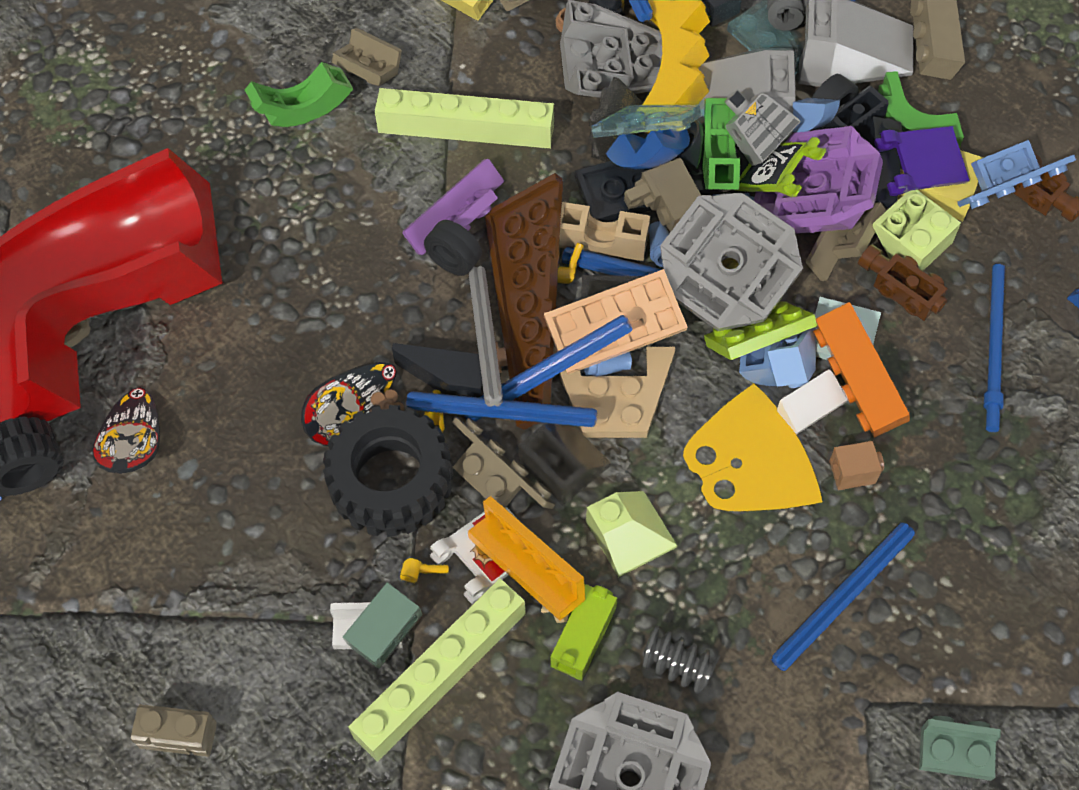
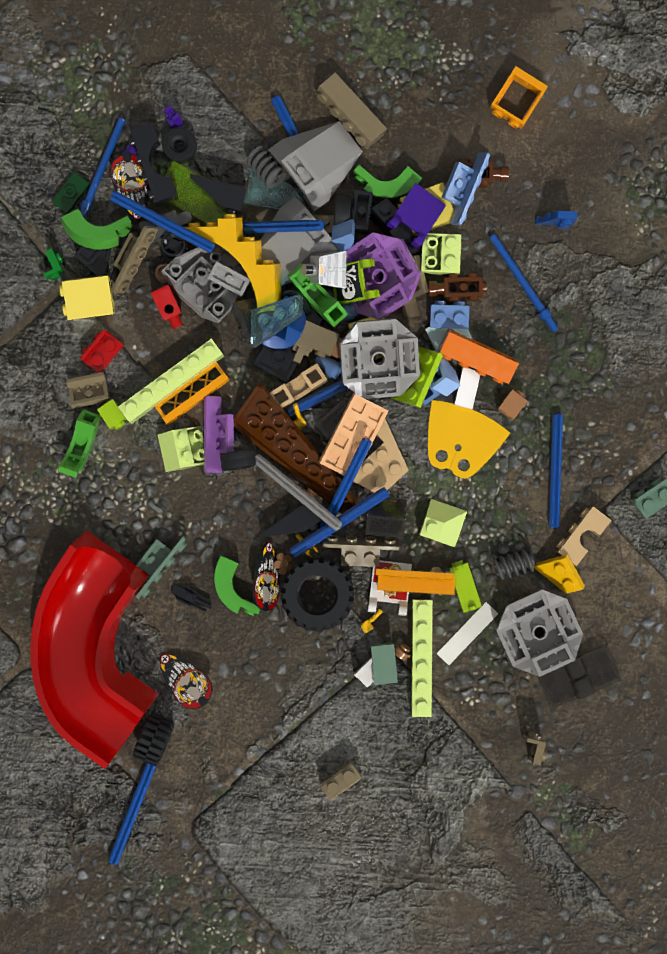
camera: 45 degrees left, 25 degrees up
(240, 351) = (189, 596): none -> black piece
(245, 279) = (155, 560): none -> sand green bracket
(291, 371) = (225, 588): none -> bright green arch
(364, 99) = (112, 415): none -> lime brick
(403, 189) = (182, 448): none -> yellowish green slope
(421, 638) = (402, 651): none -> medium nougat plate
(423, 36) = (101, 351): none -> red bracket
(468, 151) = (196, 398): none -> light orange fence
(529, 700) = (467, 633): none -> white sticker
(540, 40) = (164, 297): none -> red torso
(634, 62) = (229, 278): none -> light grey plate
(734, 731) = (561, 573): none -> yellow wing
(752, 49) = (283, 226): none -> blue axle
(838, 698) = (590, 520): none -> tan arch
(870, 303) = (449, 316): none -> medium blue bracket

